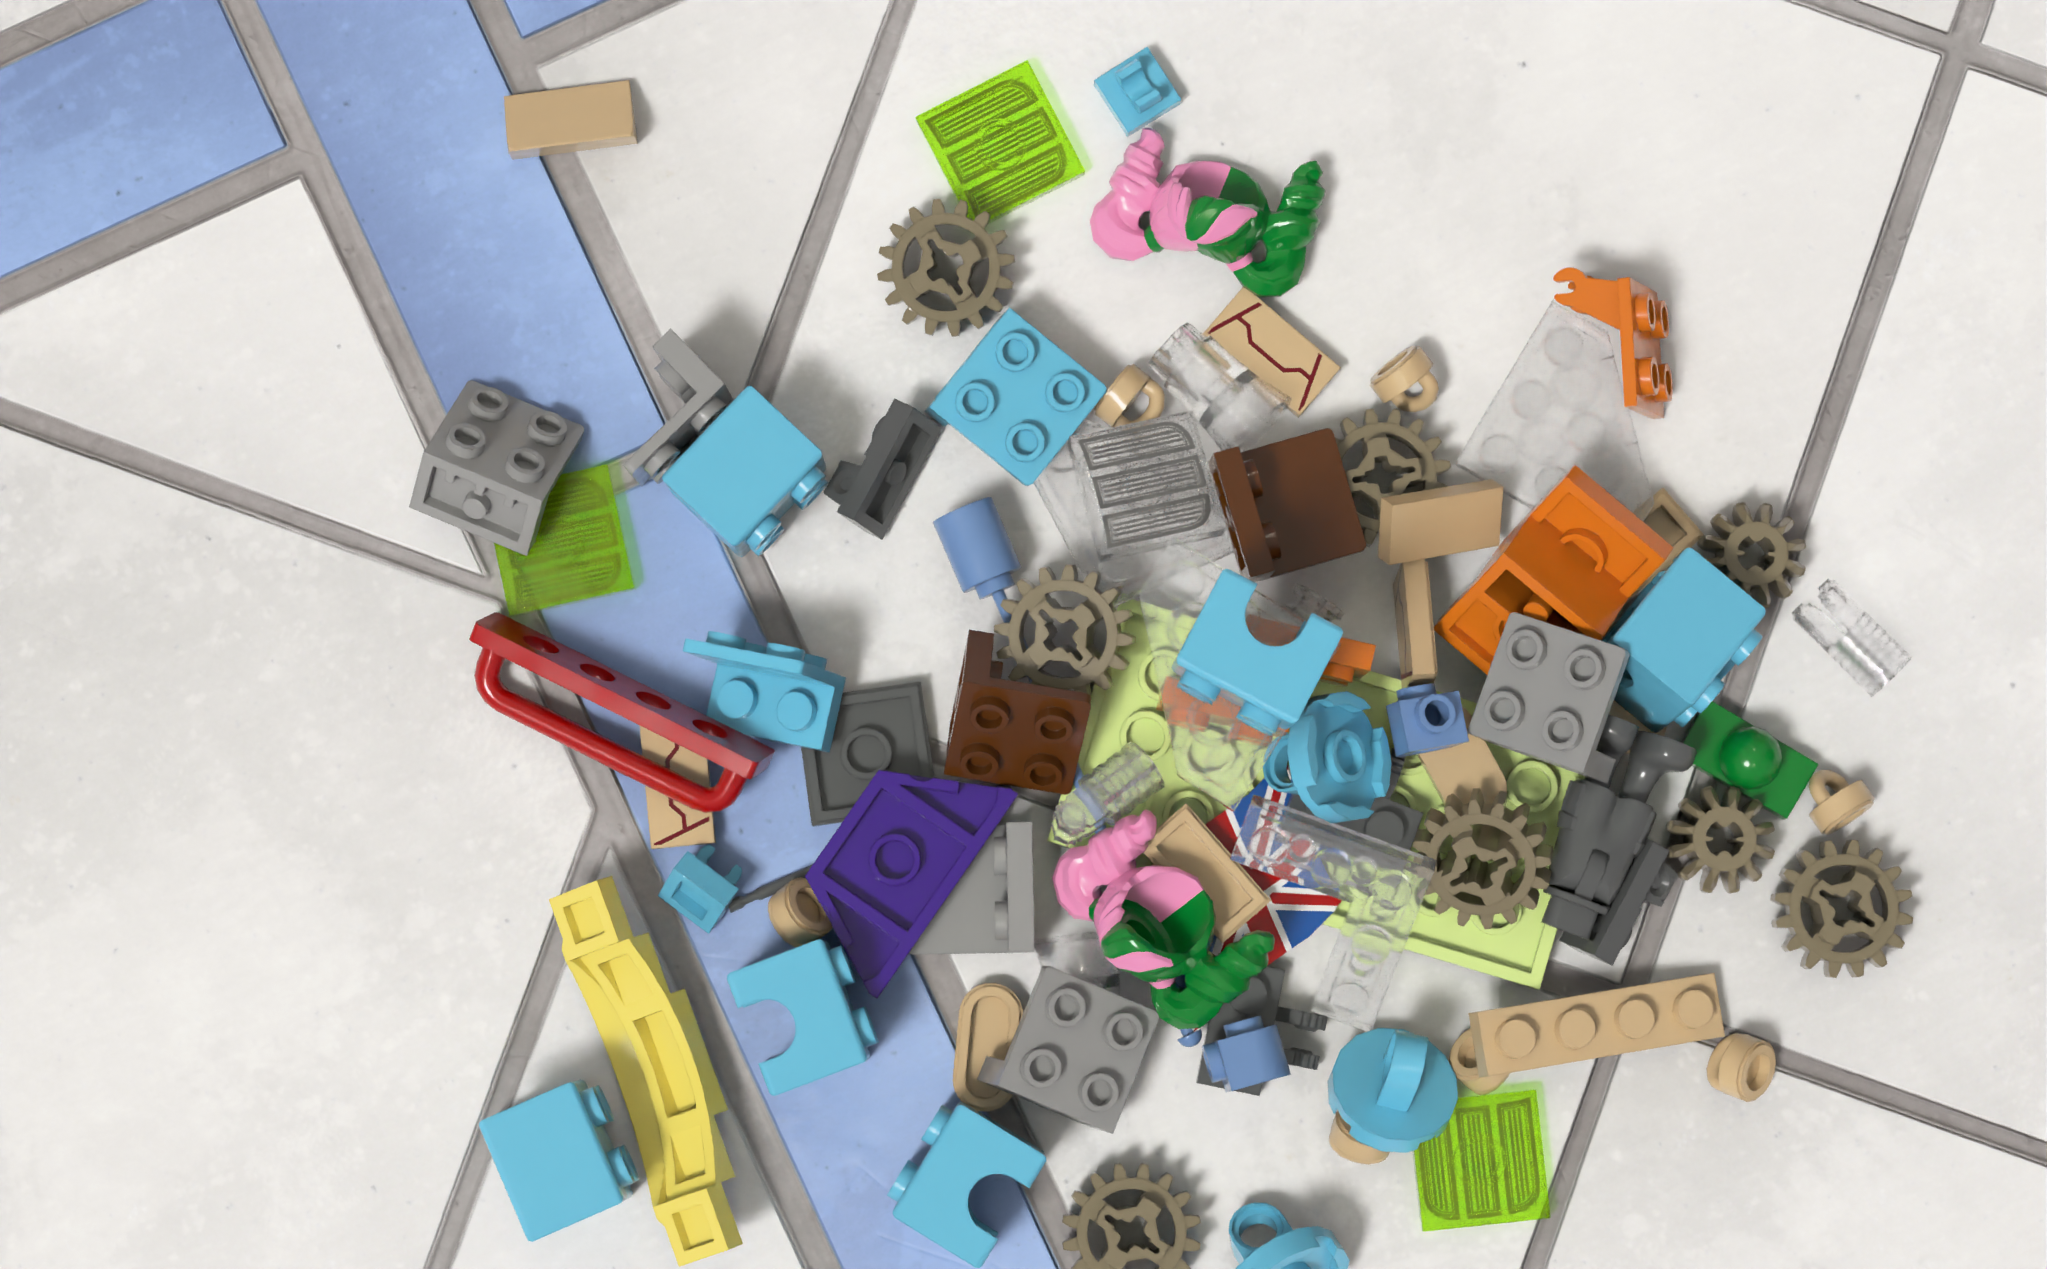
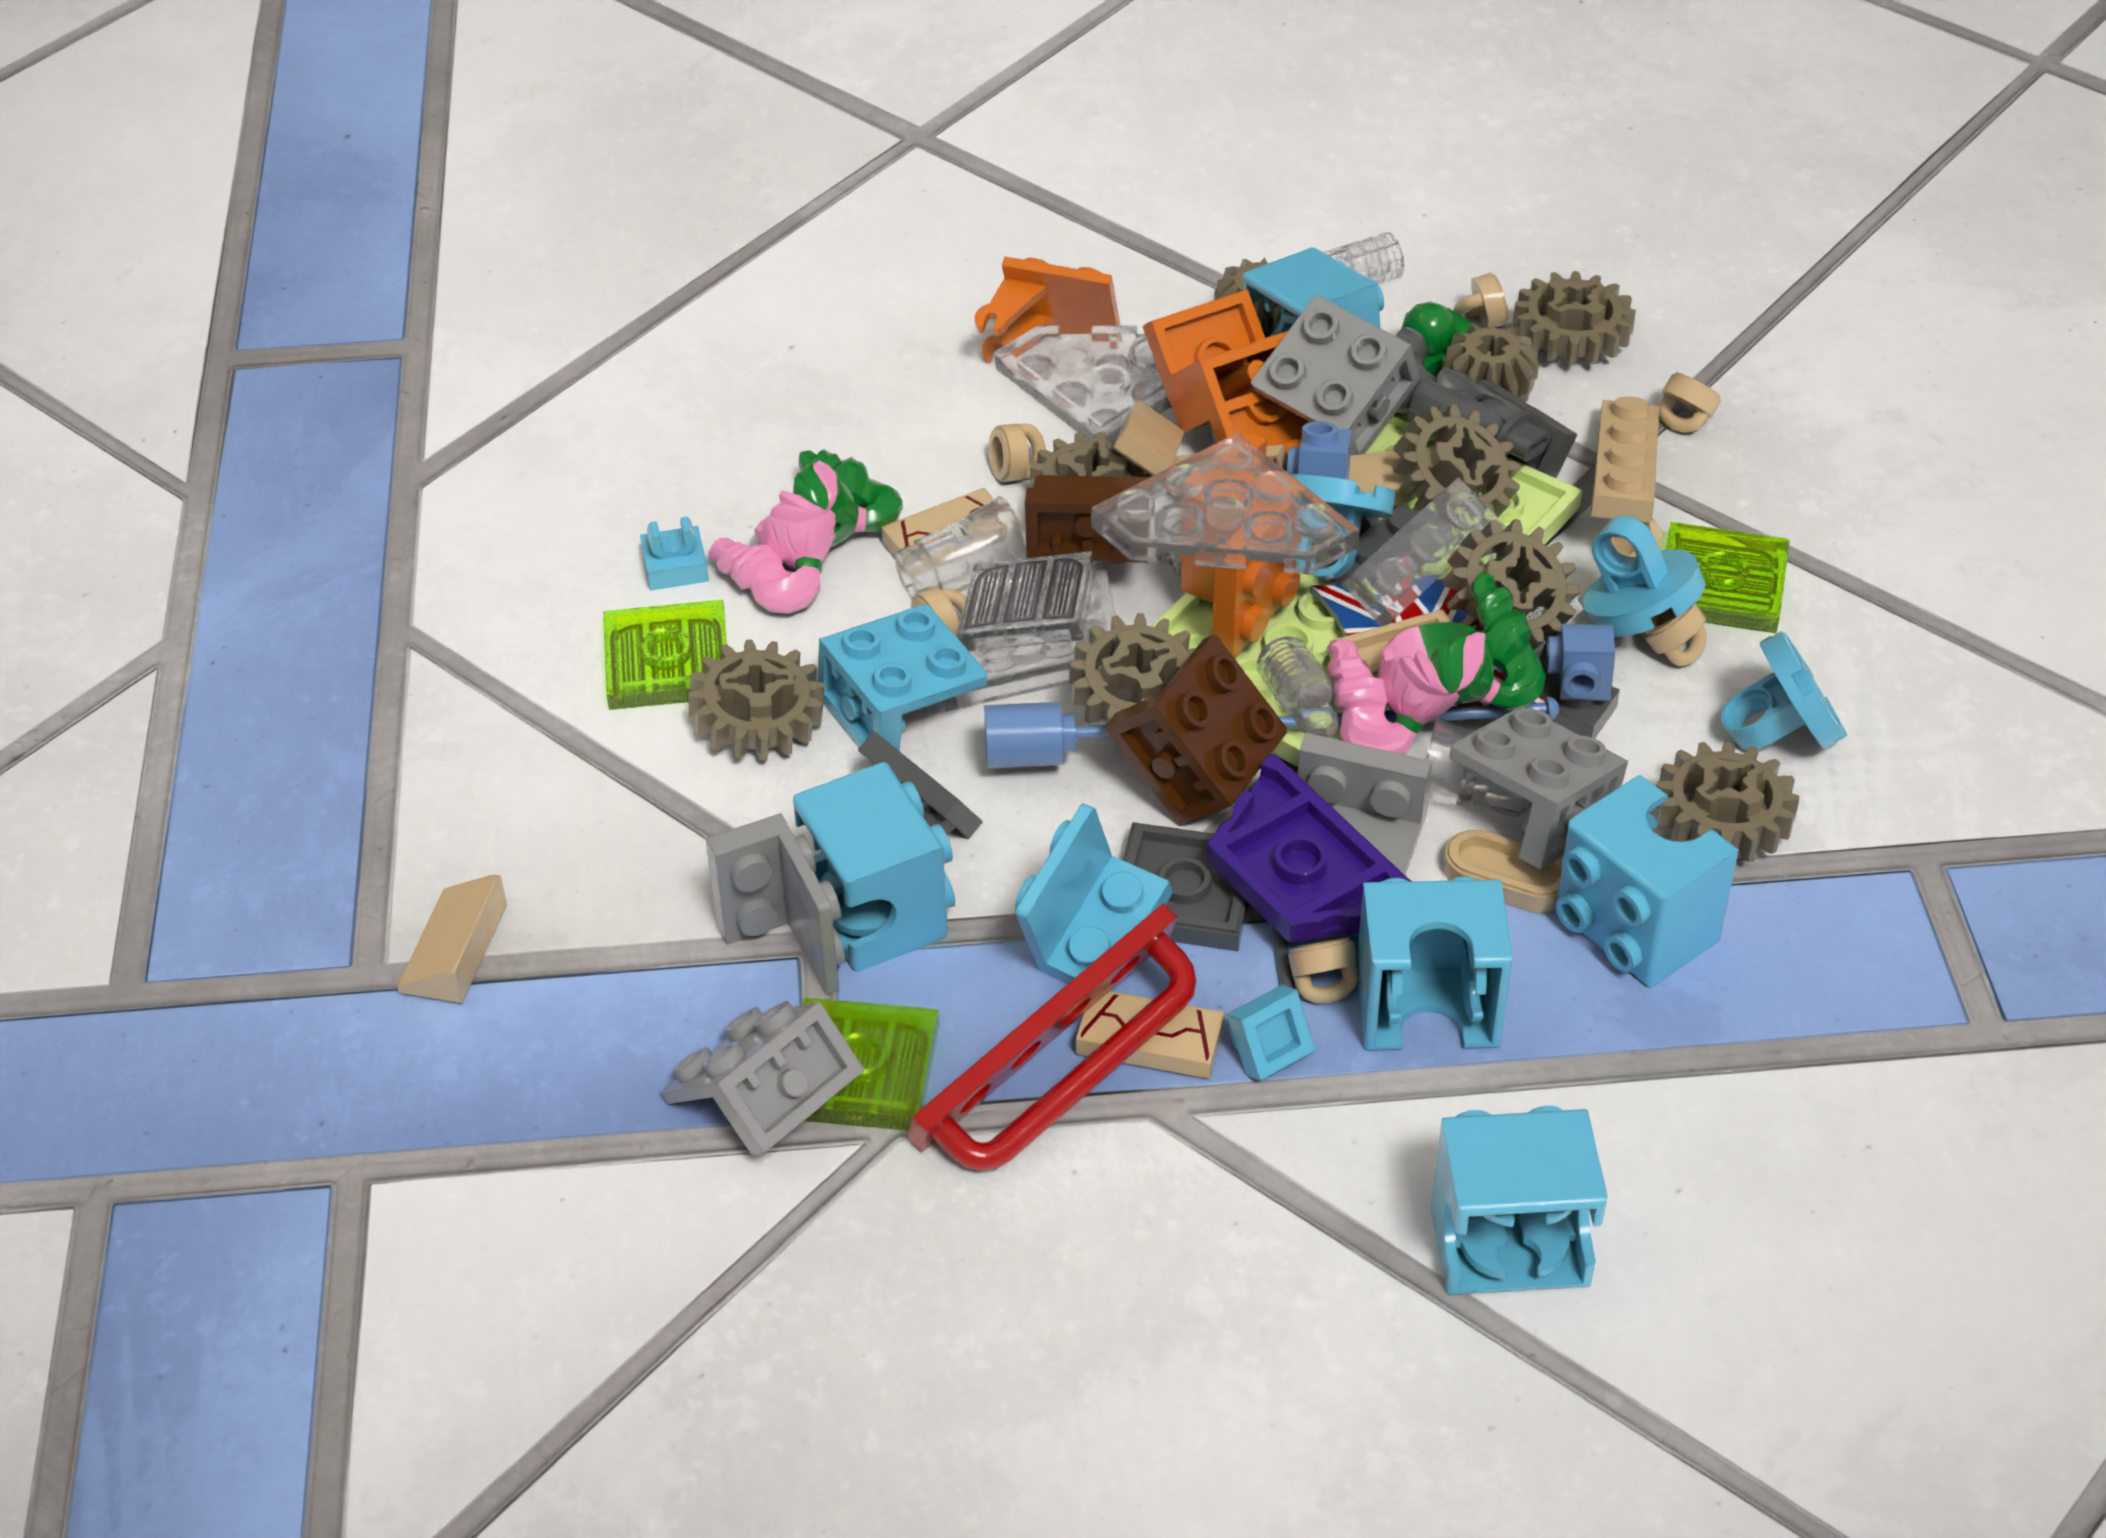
camera: 65 degrees left, 40 degrees down
(658, 1068) = (1396, 1108): light yellow piece -> none
(1261, 679) = (1228, 437): medium azure piece -> none
(1319, 941) = (1523, 567): none -> dark tan gear

